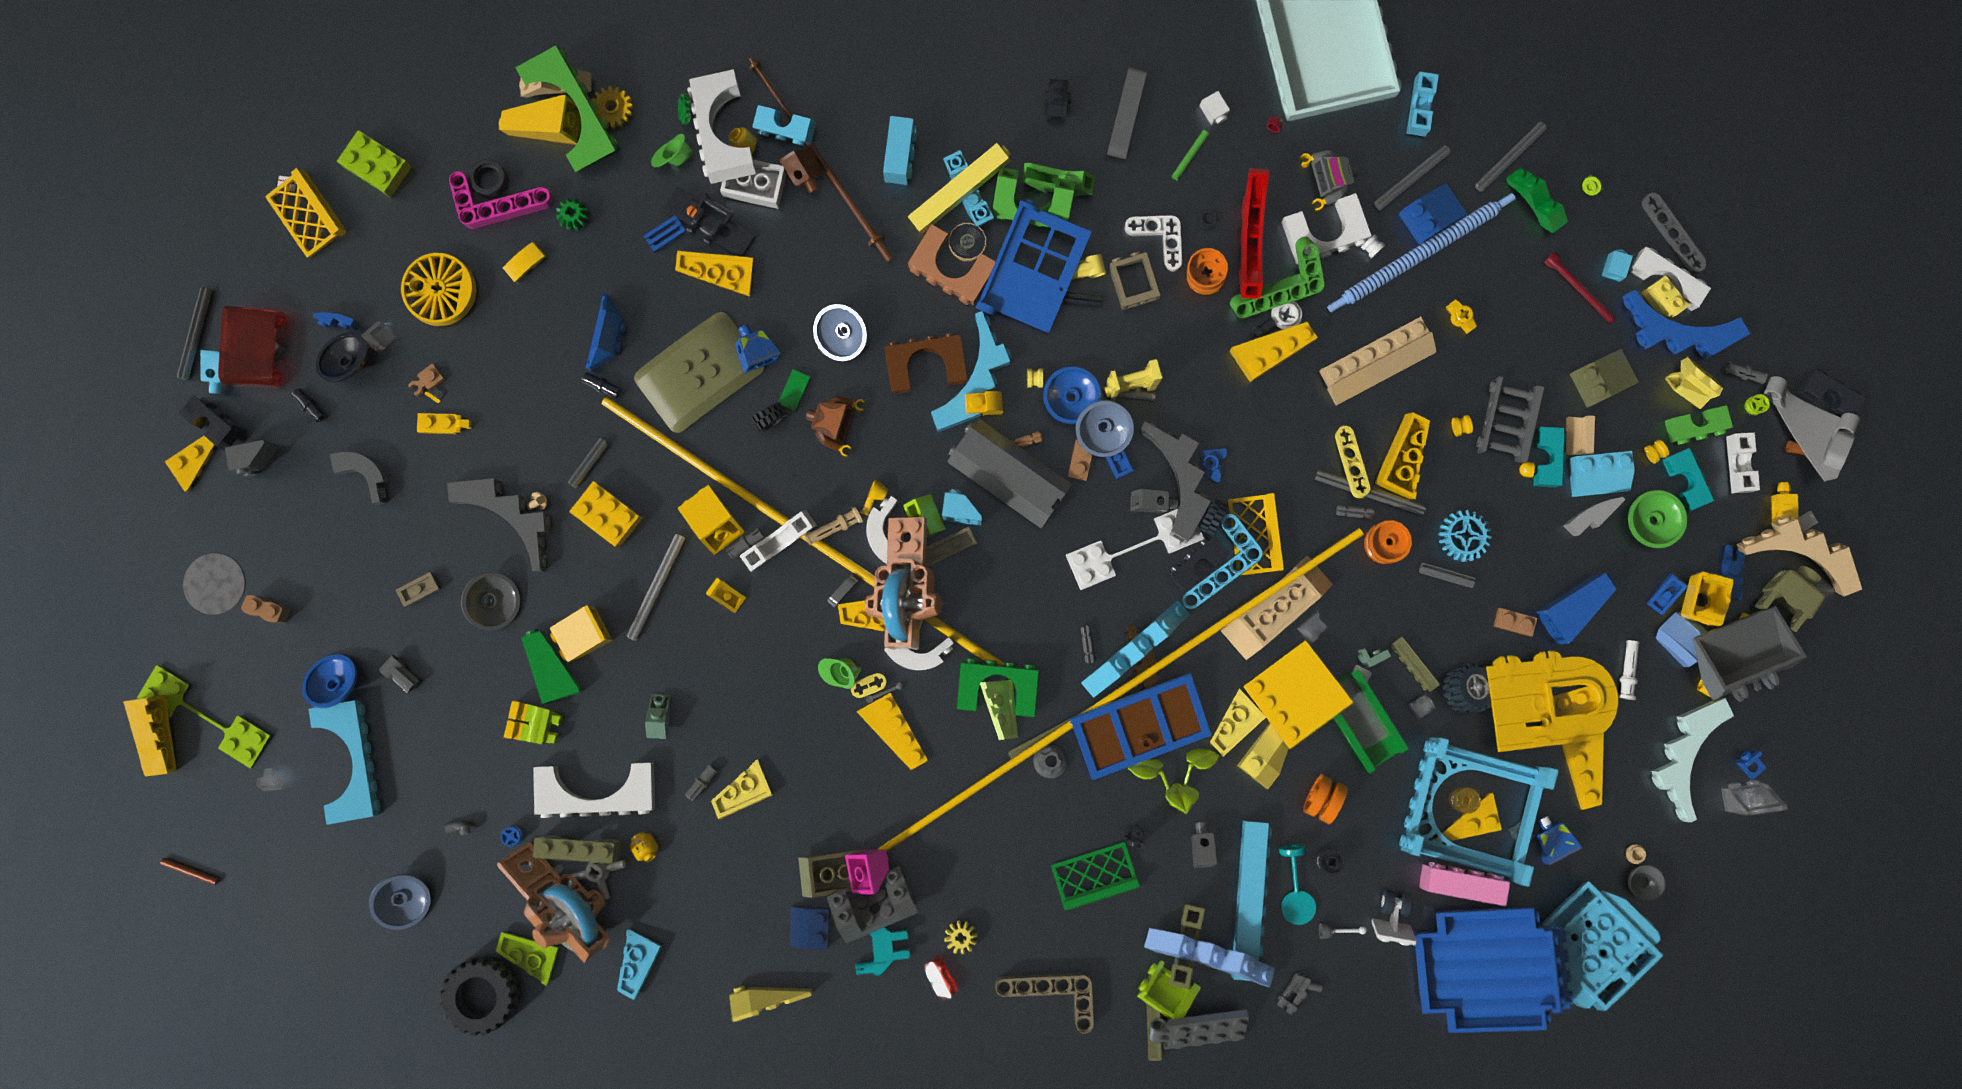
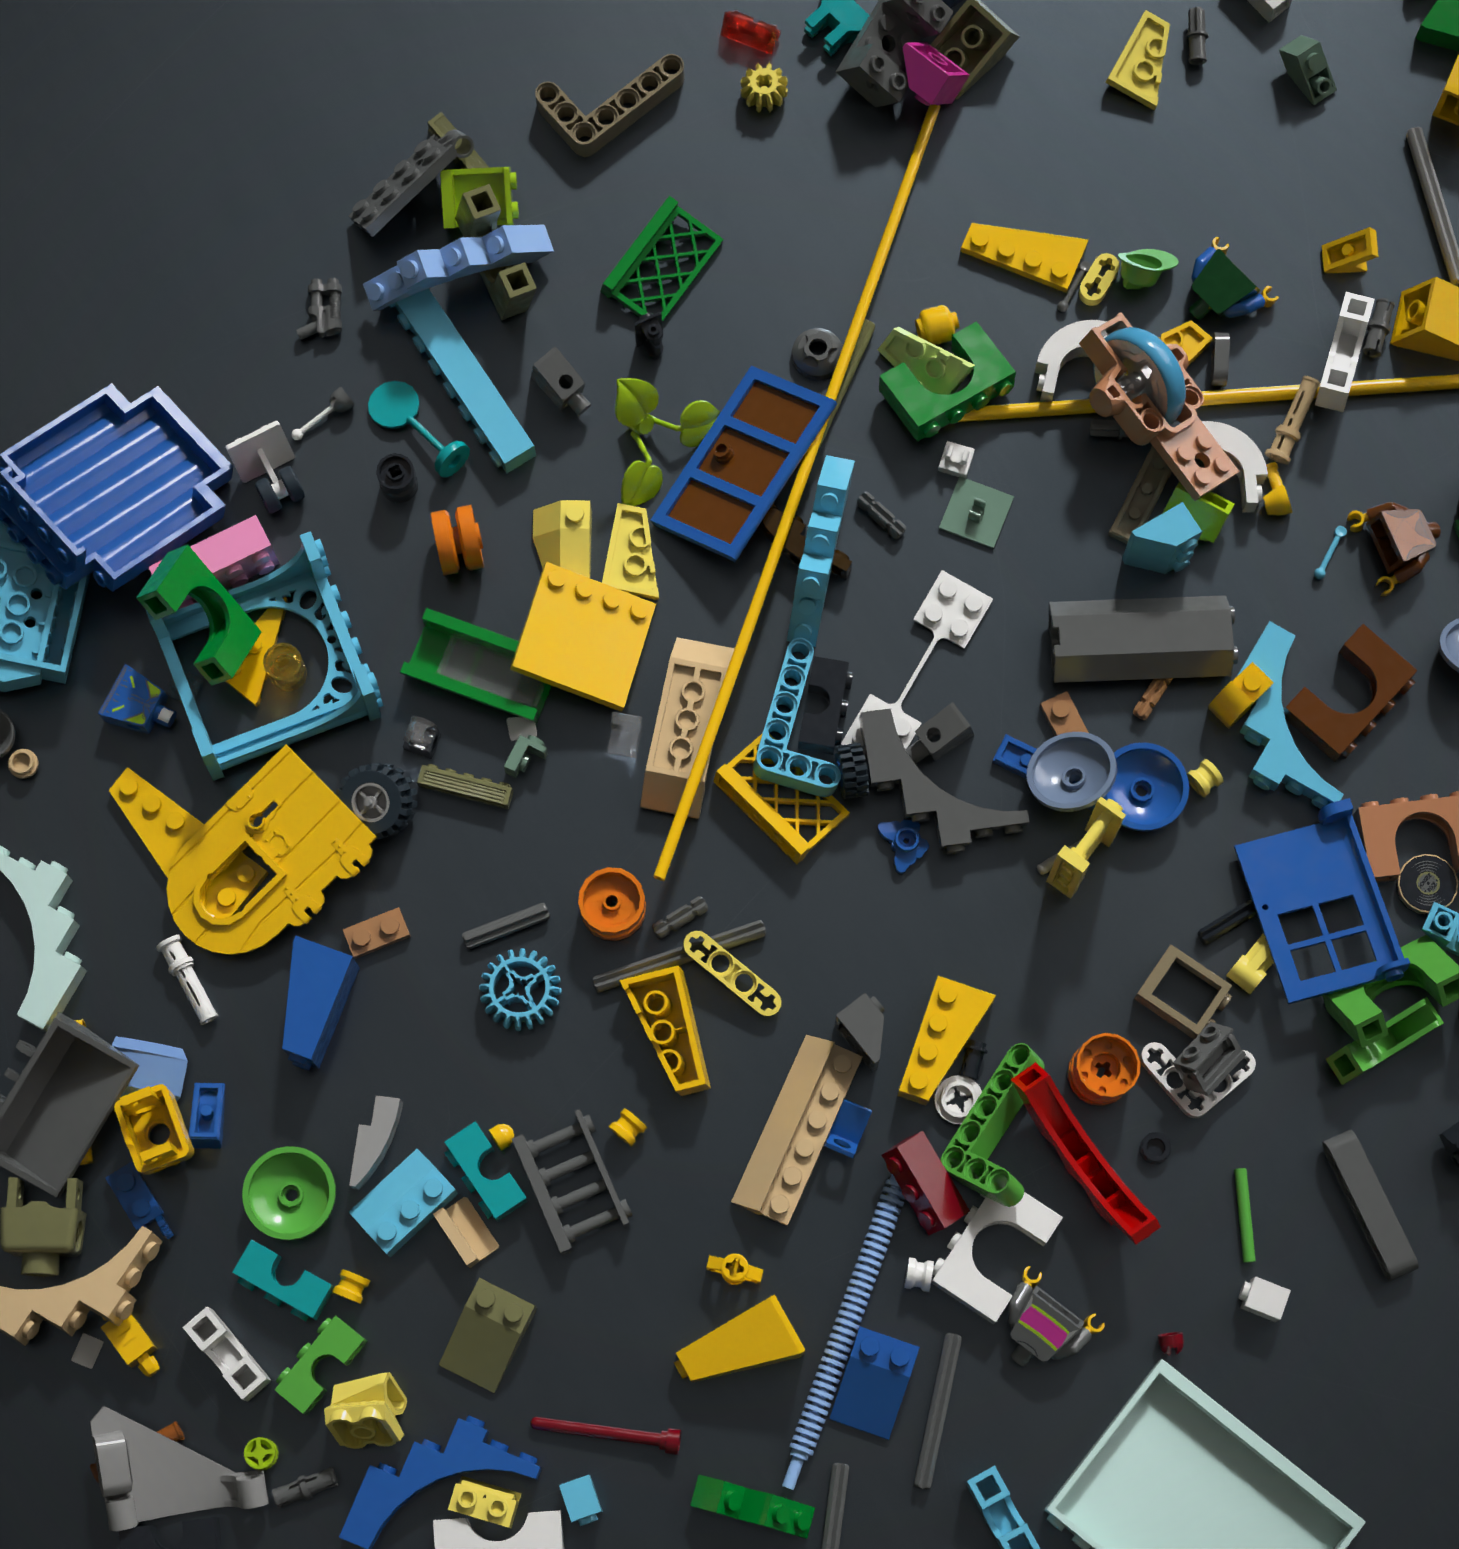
camera: 145 degrees right, 10 degrees down
(808, 628) = (1224, 286): none -> dark green torso
(857, 452) = (1339, 533): none -> medium azure hinge
(976, 725) = (936, 324): none -> yellow head
(1024, 644) = (956, 459): none -> white tile
(1036, 608) = (976, 512): none -> sand green piece
(1151, 236) = (1209, 1059): none -> dark grey hinge
(1311, 382) = (862, 1028): none -> dark grey slope
(1338, 284) = (925, 1183): none -> dark red brick
(1354, 340) = (848, 1128): none -> blue bracket
(1483, 838) = (231, 629): none -> green arch
(1484, 276) = (744, 1343): none -> yellow slope

